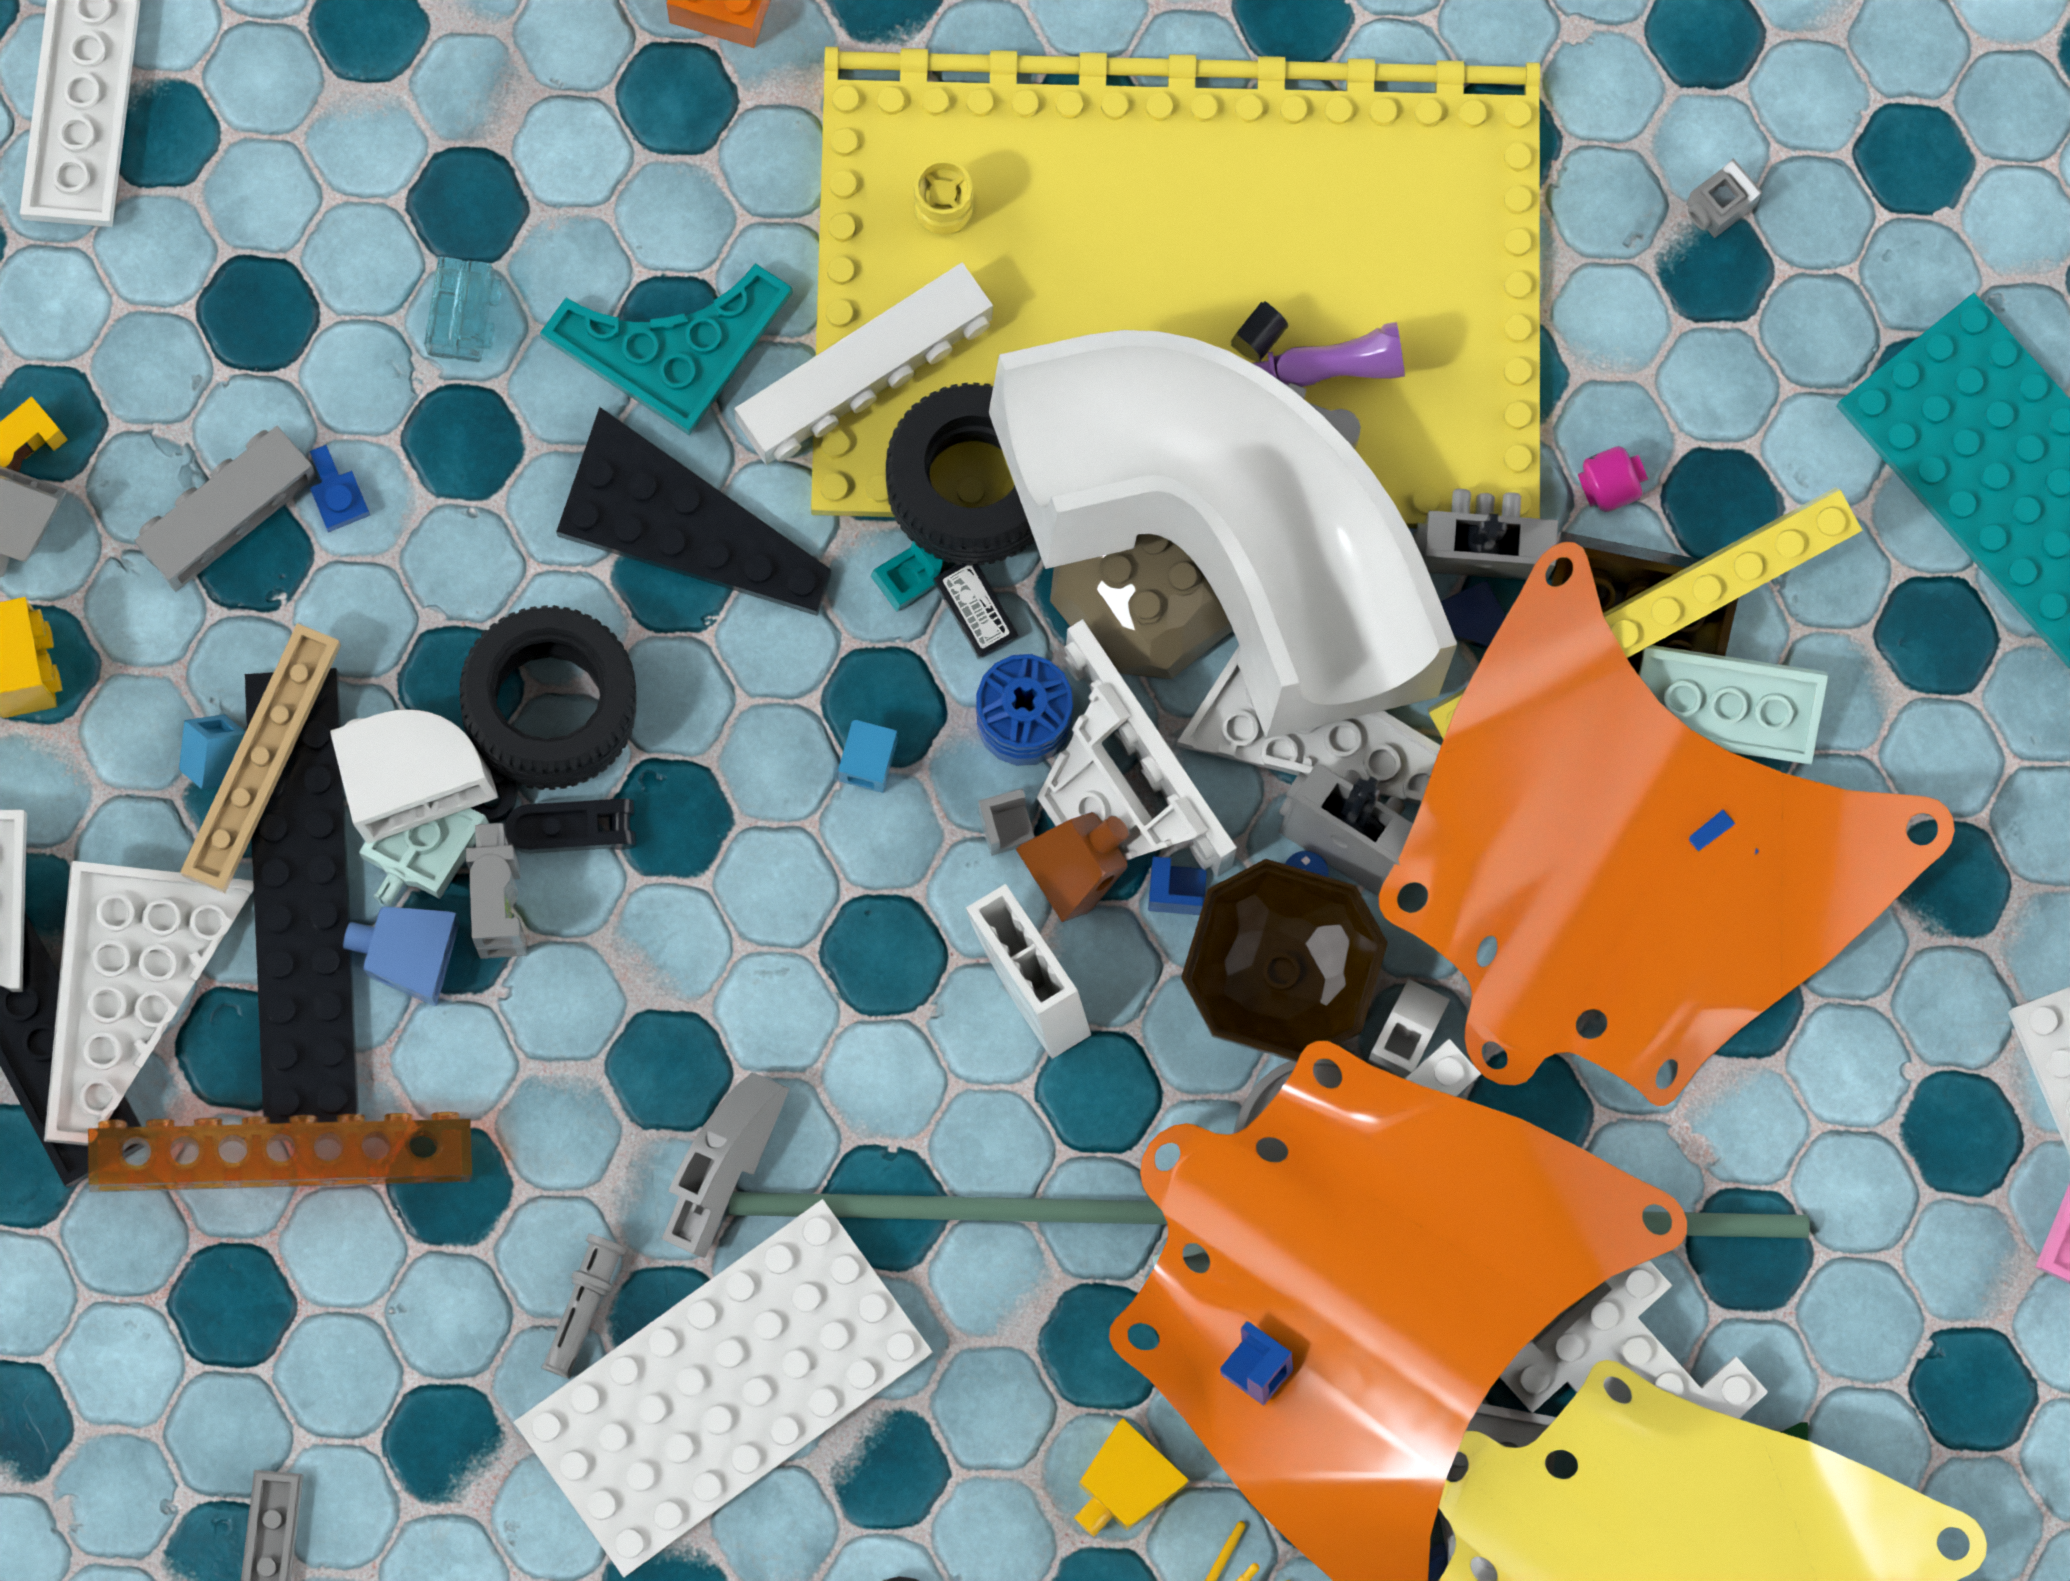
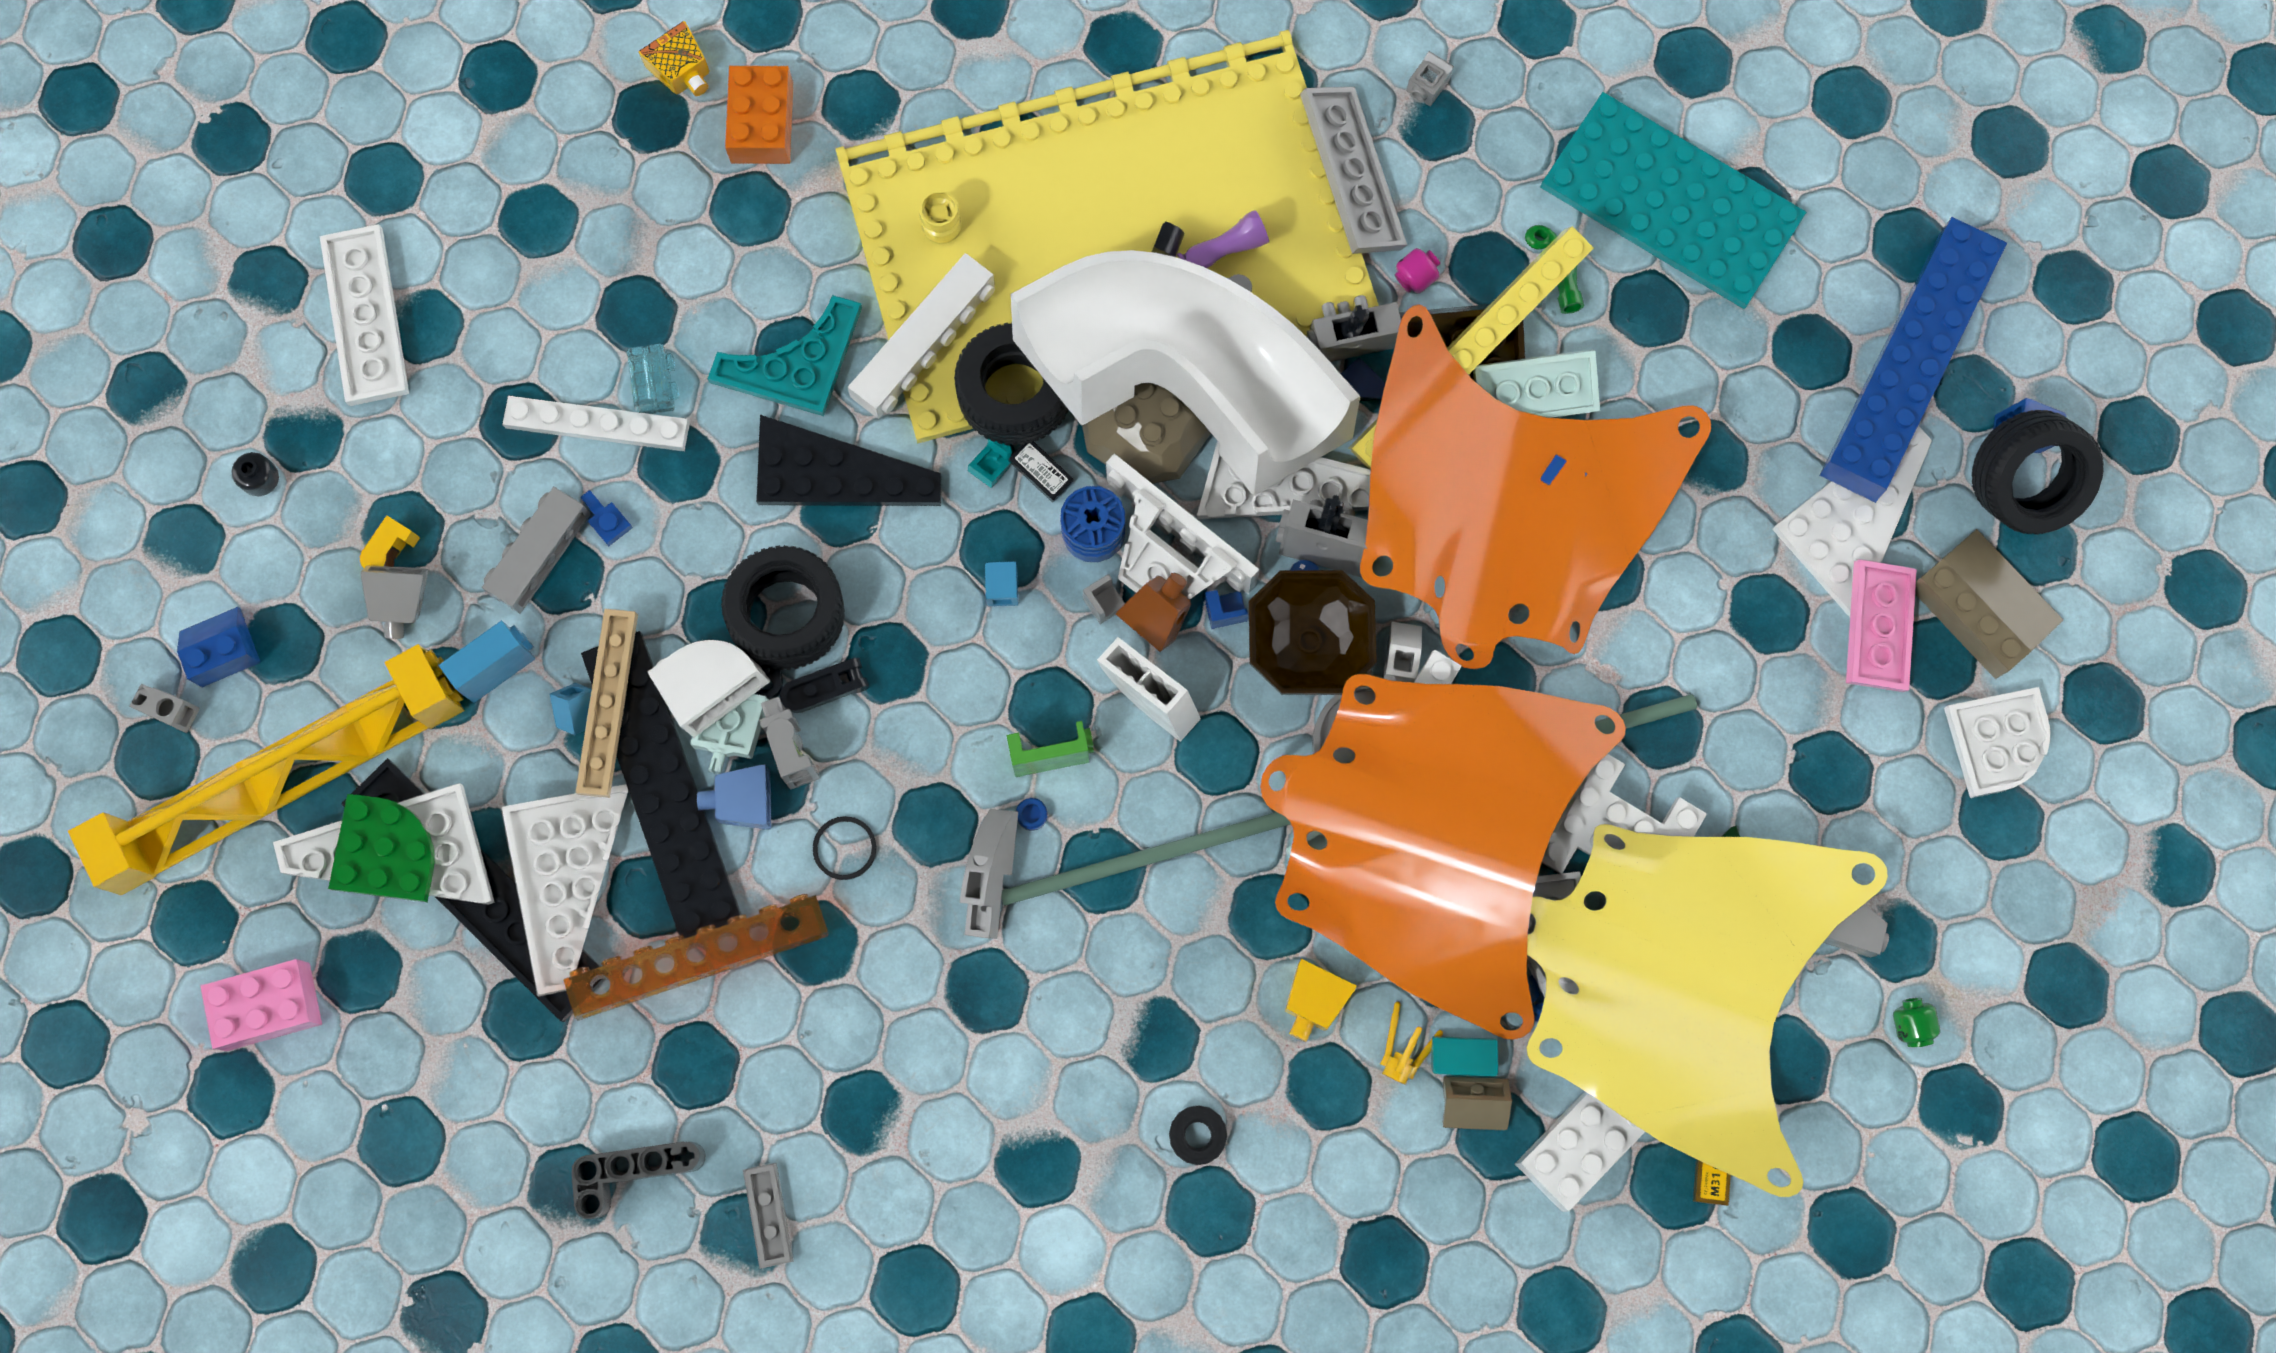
camera: 15 degrees left, 0 degrees up
(110, 1425) = (638, 1169): none -> dark grey beam
(113, 648) = (488, 661): none -> dark azure brick
(363, 349) = (596, 423): none -> white plate
(531, 1022) = (827, 825): none -> black piece
(590, 1284) = (927, 980): light grey pin -> none
(723, 1388) = (1034, 1020): white plate -> none
(809, 1097) = (1032, 814): none -> blue tile
(860, 1025) = (1051, 756): none -> bright green panel
(1258, 1364) = (1379, 896): blue panel -> none
(1566, 301) = (1353, 169): none -> light grey plate
(1824, 582) = (1569, 297): none -> green plant

